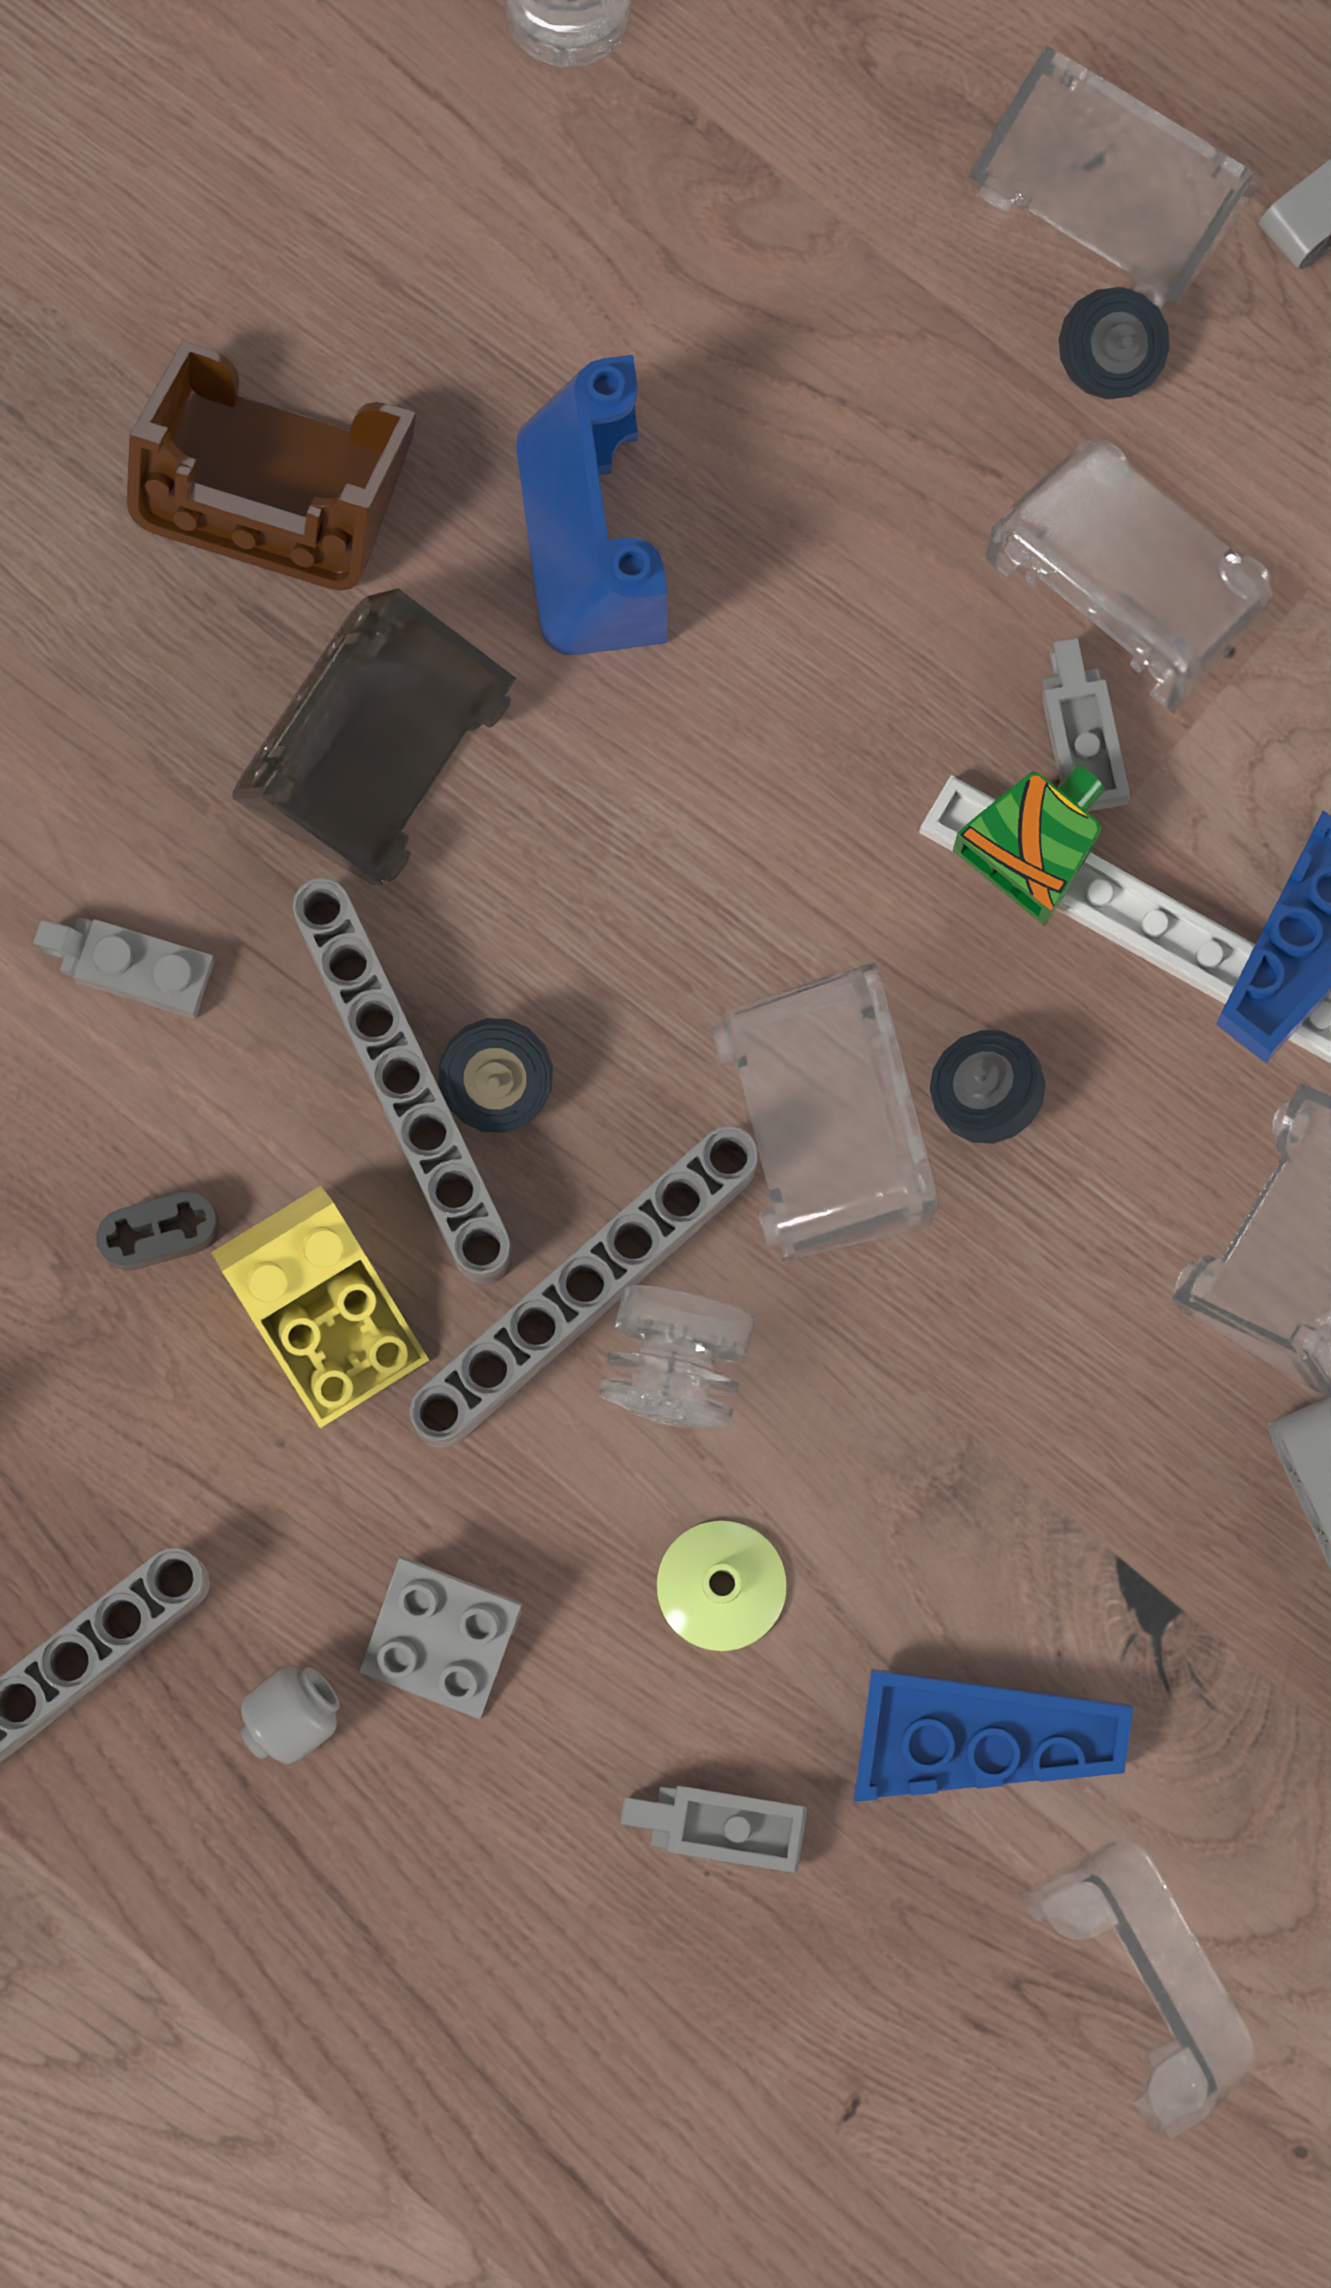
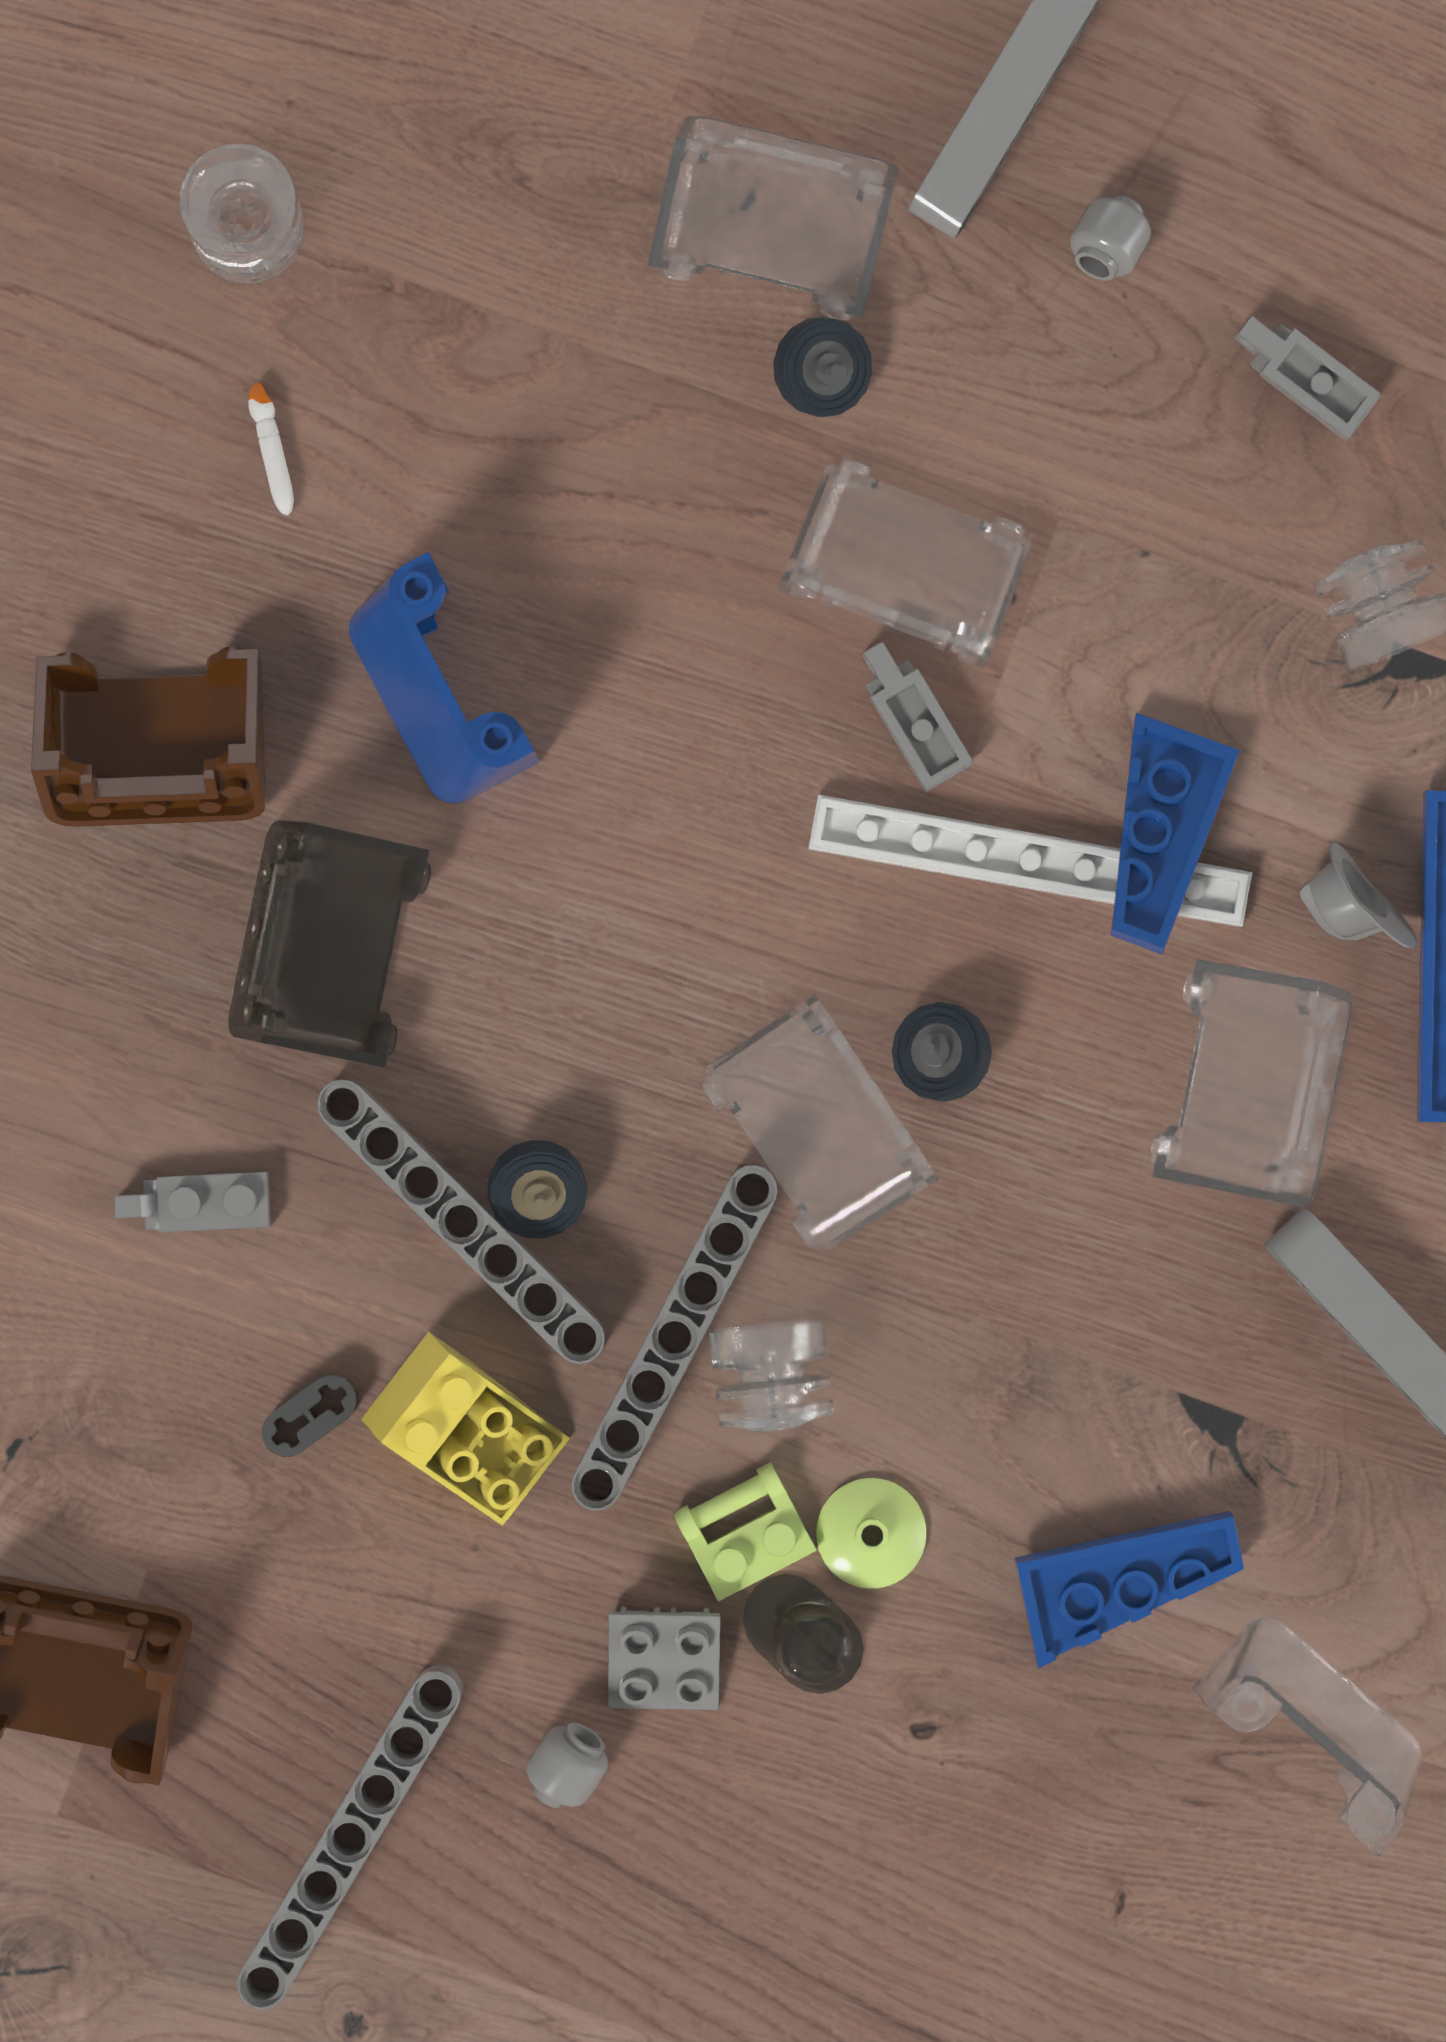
camera: 20 degrees left, 10 degrees up
(513, 193) = (271, 447): none -> white piece
(585, 1552) = (753, 1548): none -> yellowish green plate
(605, 1670) = (803, 1633): none -> clear smoke piece
(721, 1827) = (940, 1727): light grey hinge -> none
(1034, 839) = (910, 831): torso -> none

